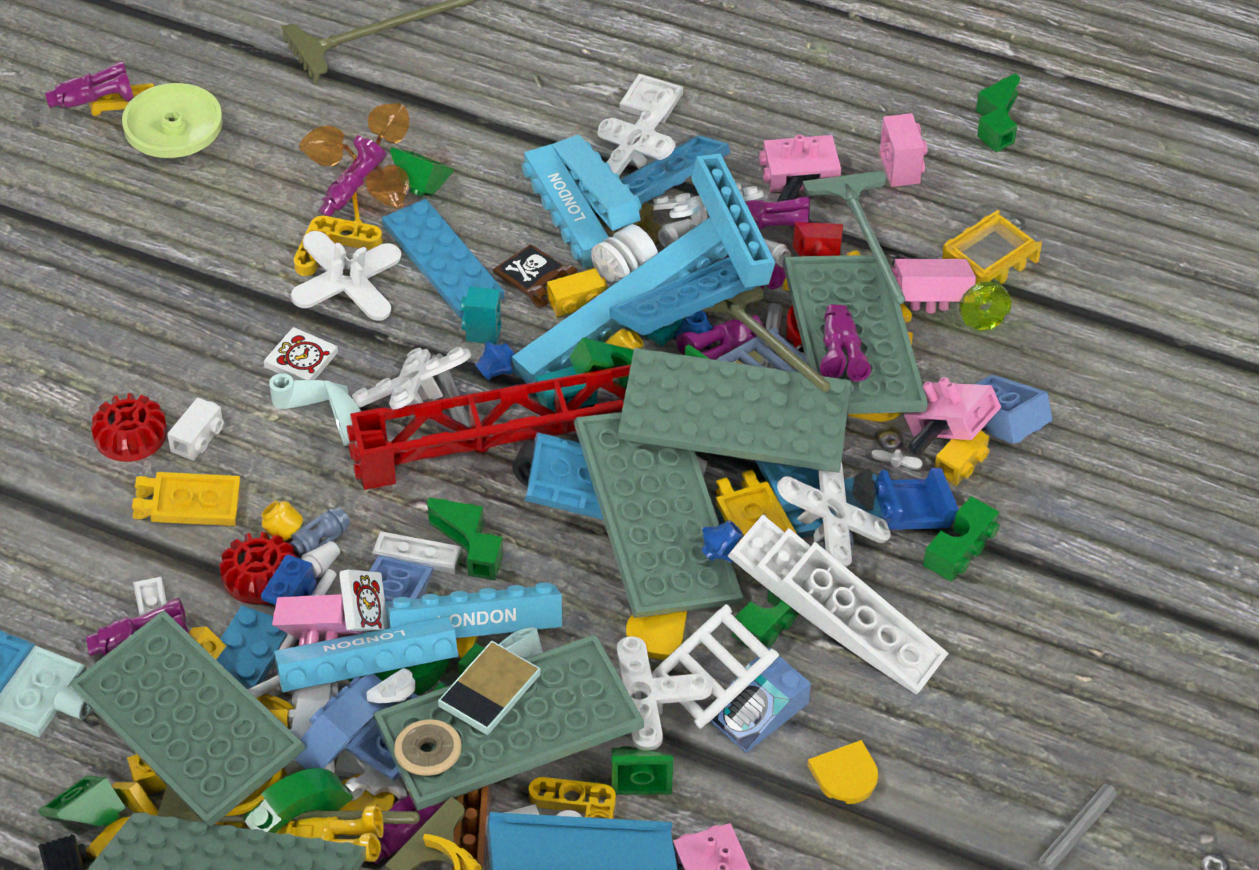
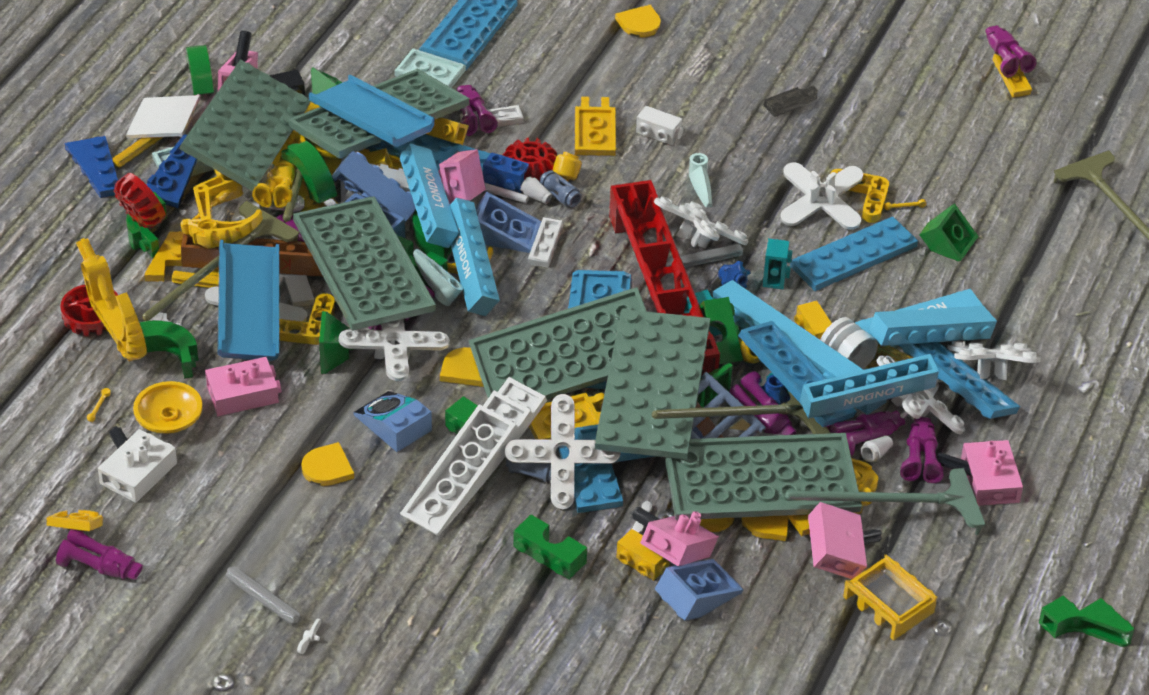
camera: 90 degrees right, 5 degrees down
(136, 432) = (662, 93): red gear -> none
(154, 300) = (790, 100): none -> clear smoke hinge
(172, 120) = (982, 96): yellowish green dish -> none
(201, 712) = (374, 111): none -> dark azure ladder
(300, 355) = (739, 179): white tile -> none
(341, 406) = (681, 194): light aqua piece -> none
(347, 183) = (940, 188): magenta piece -> none
(363, 600) = (462, 179): white tile -> none
(387, 121) = (974, 194): clear orange plant -> none
(393, 689) = (397, 208): white plate -> none
(427, 763) = (324, 212): wheel -> none
(464, 526) = (562, 263): green arch -> none
(489, 687) = (386, 246): tile -> none
(530, 272) = (843, 302): flag -> none
(643, 93) = (1069, 382): white tile -> none
(721, 540) = (530, 378): blue rock -> none
(744, 676) = (432, 371): white bar -> none
(817, 239) = (883, 471): red torso -> none
(838, 334) = (737, 452): magenta piece -> none
(864, 489) = (593, 480): clear smoke slope -> none
(902, 150) = (1009, 534): bright pink brick -> none
(916, 502) = (588, 514): blue panel -> none
(977, 296) = (811, 575): clear neon green tile -> none
(1131, 774) = (309, 636): none -> white piece

